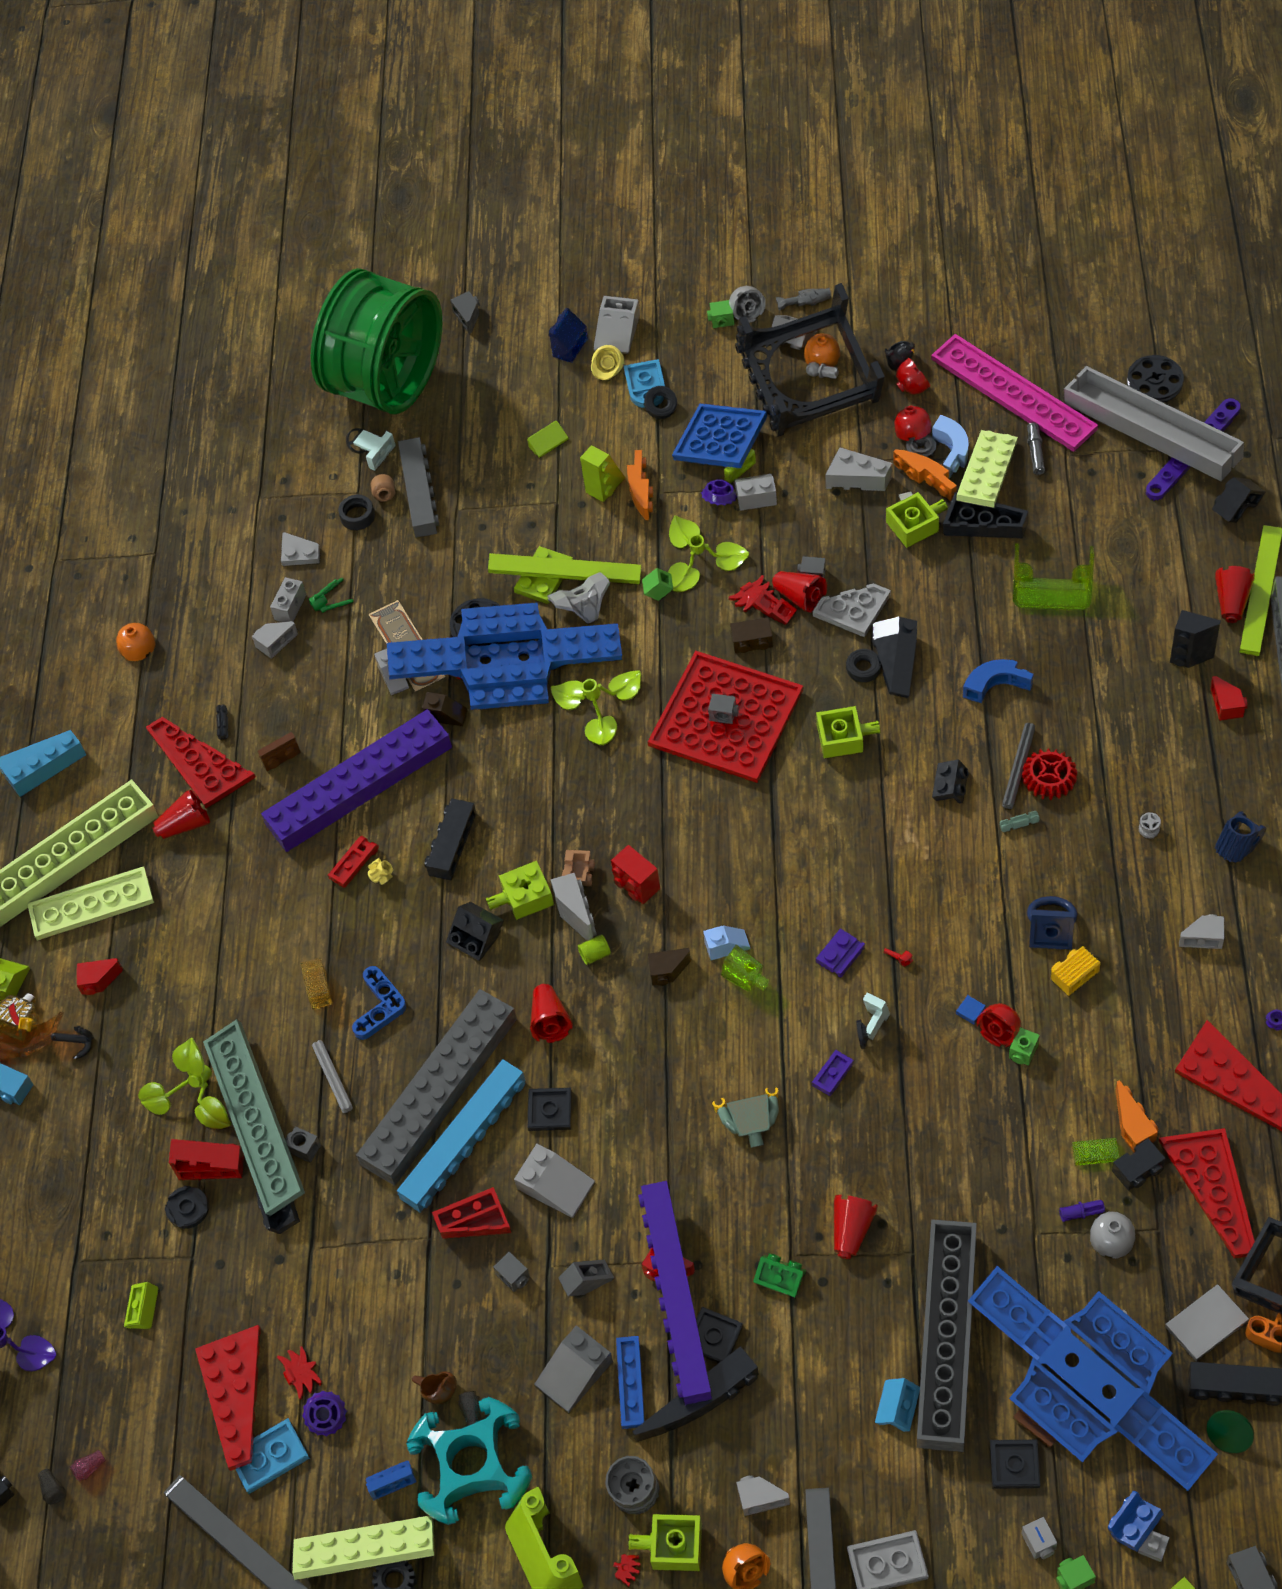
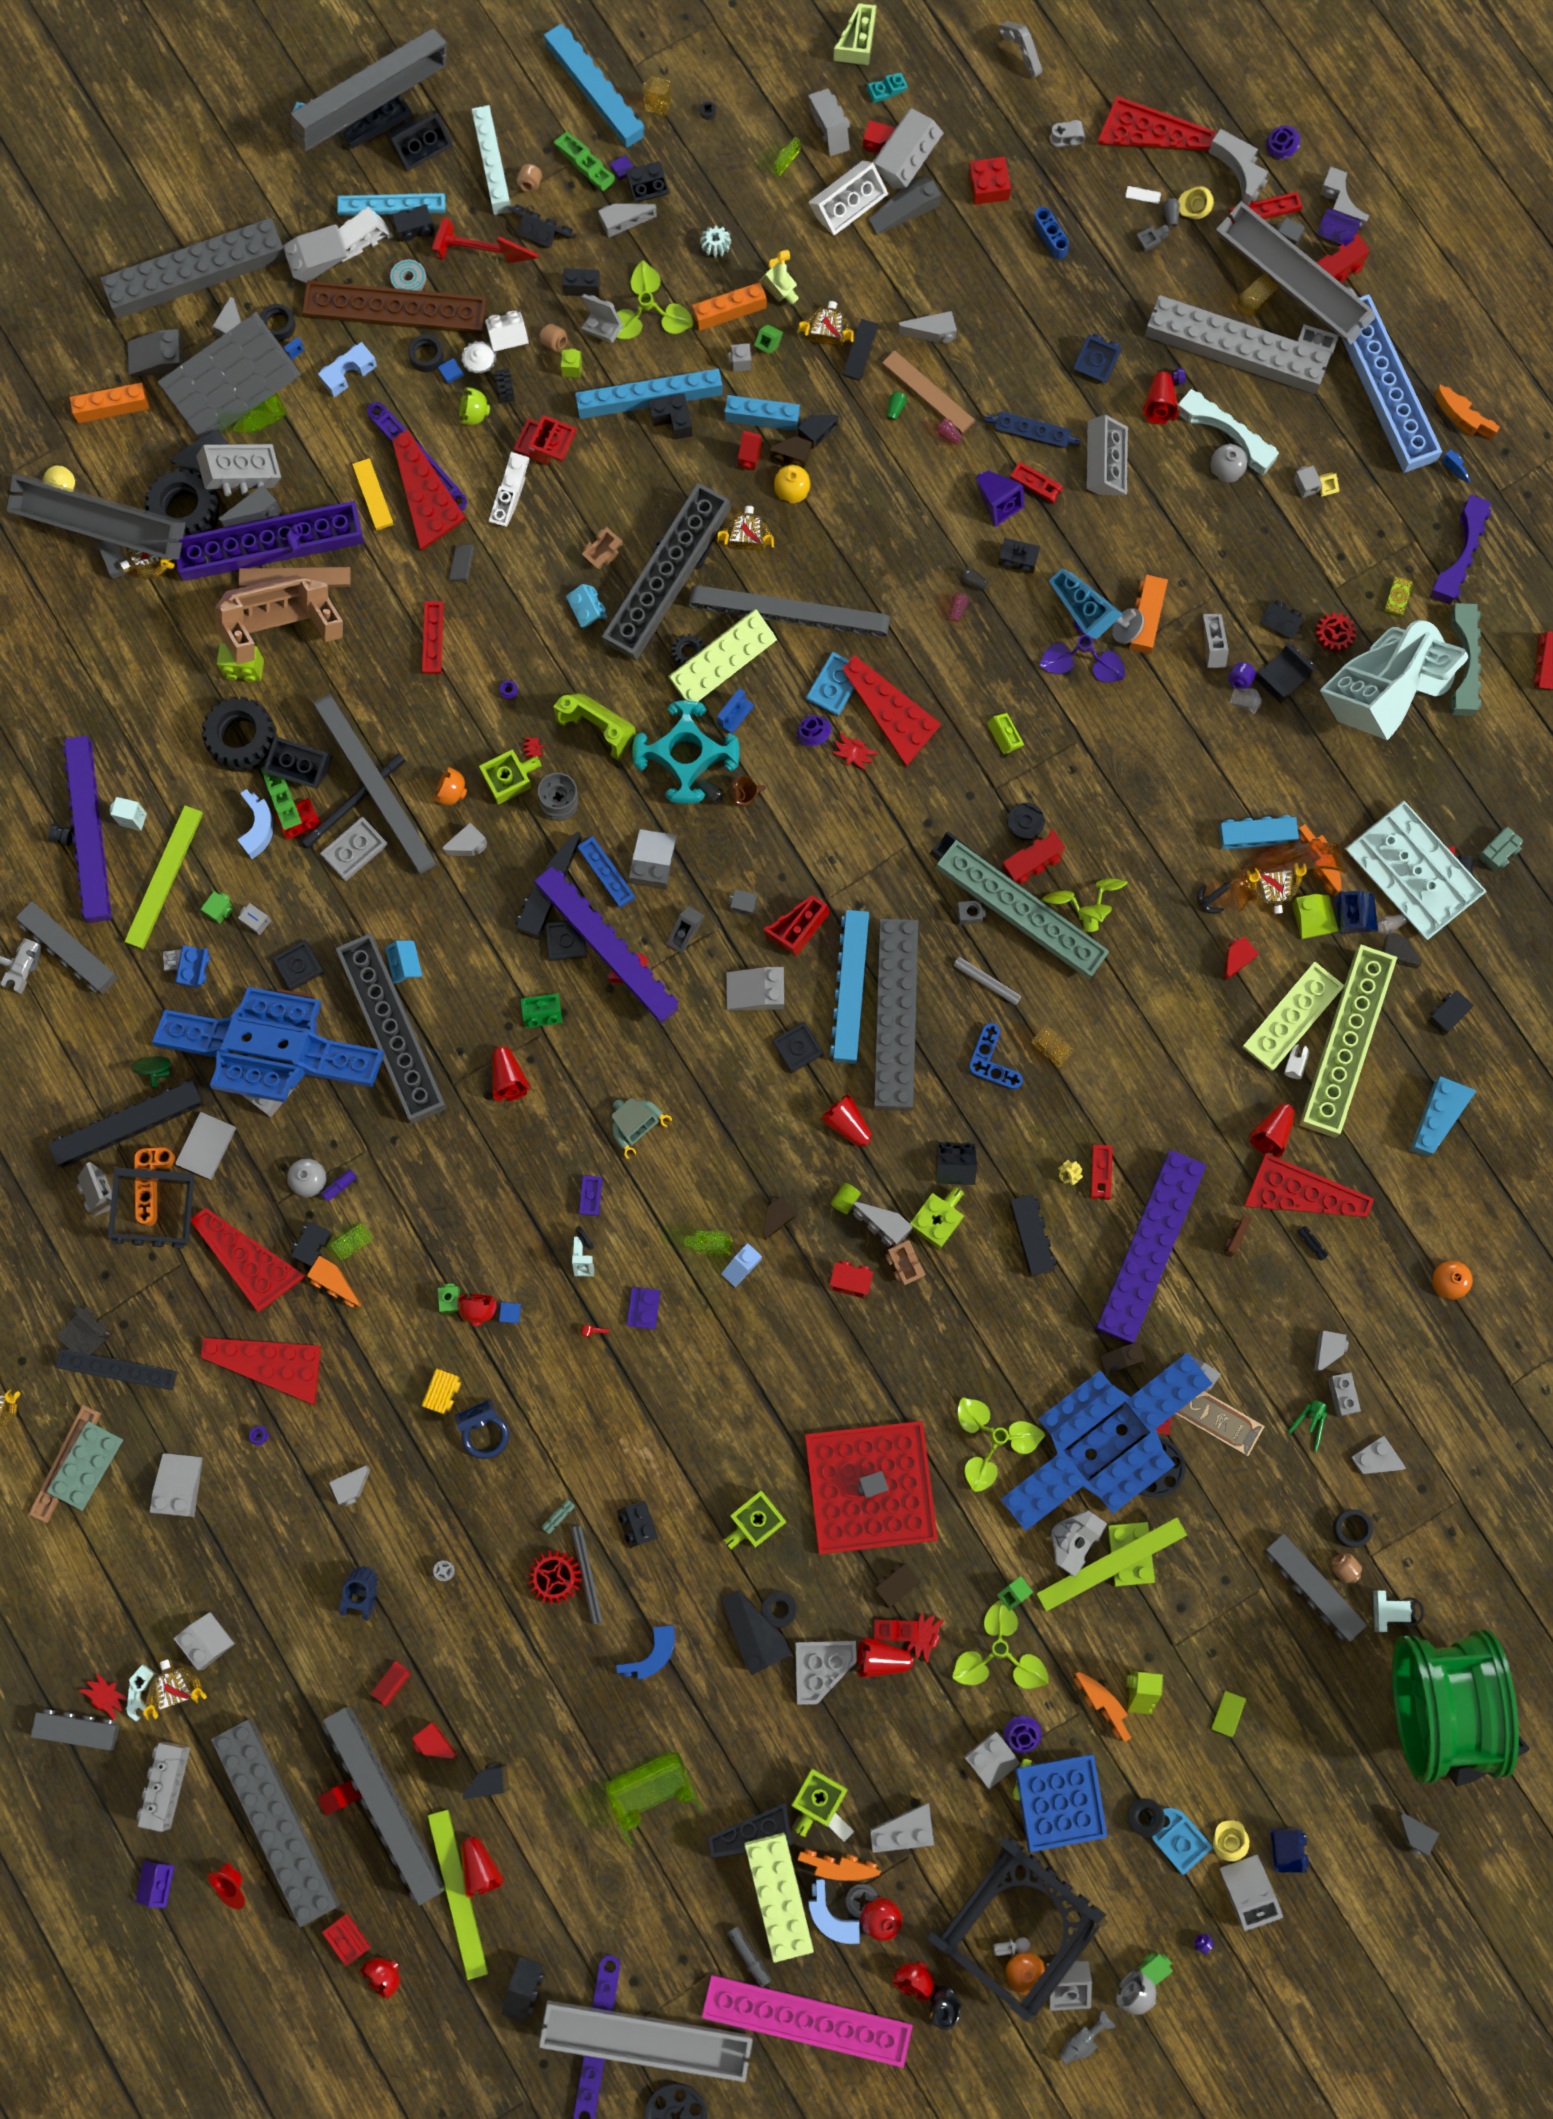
camera: 140 degrees right, 20 degrees up
(118, 863) = (1296, 1066): none -> white piece
(672, 311) = (1203, 1943): none -> dark purple plate
(813, 566) = (883, 1689): dark grey brick -> none
(1243, 759) = (391, 1683): none -> red panel

